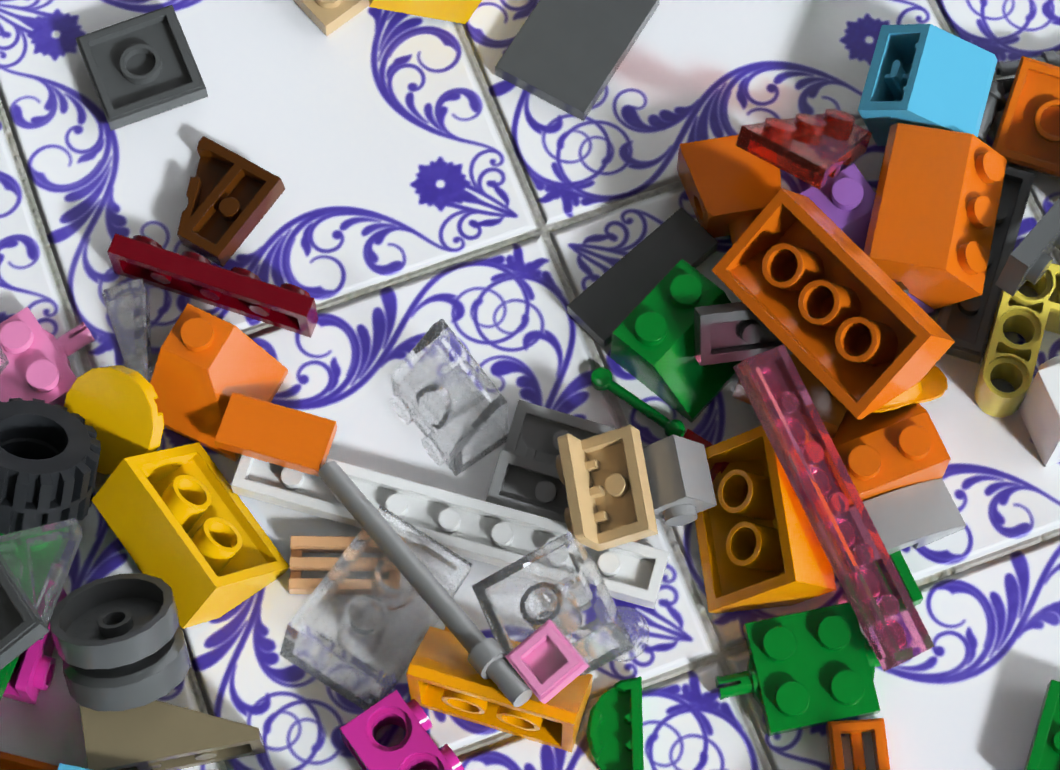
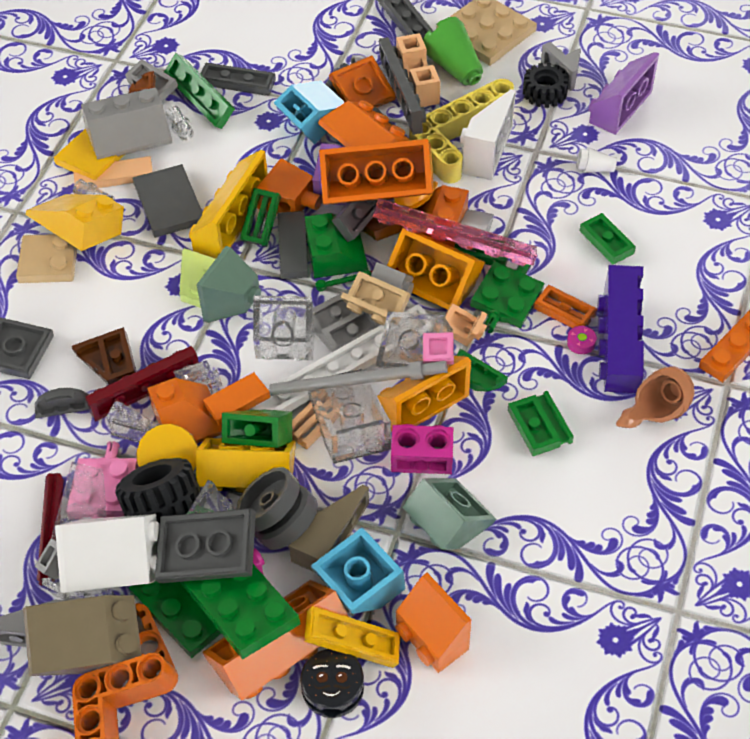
camera: 50 degrees left, 15 degrees down
(98, 206) = (60, 402): none -> dark grey tile
(245, 507) = (257, 428): none -> green slope
(287, 348) = (201, 374): none -> clear bracket
(462, 258) = (227, 287): none -> sand green slope
(470, 201) = (192, 270): none -> yellowish green wing
(622, 137) = (227, 212): none -> yellow slope
(680, 173) = (261, 215): none -> green tile
(685, 647) = (465, 325): none -> light nougat bracket
(808, 144) = (299, 146): clear red wing -> none

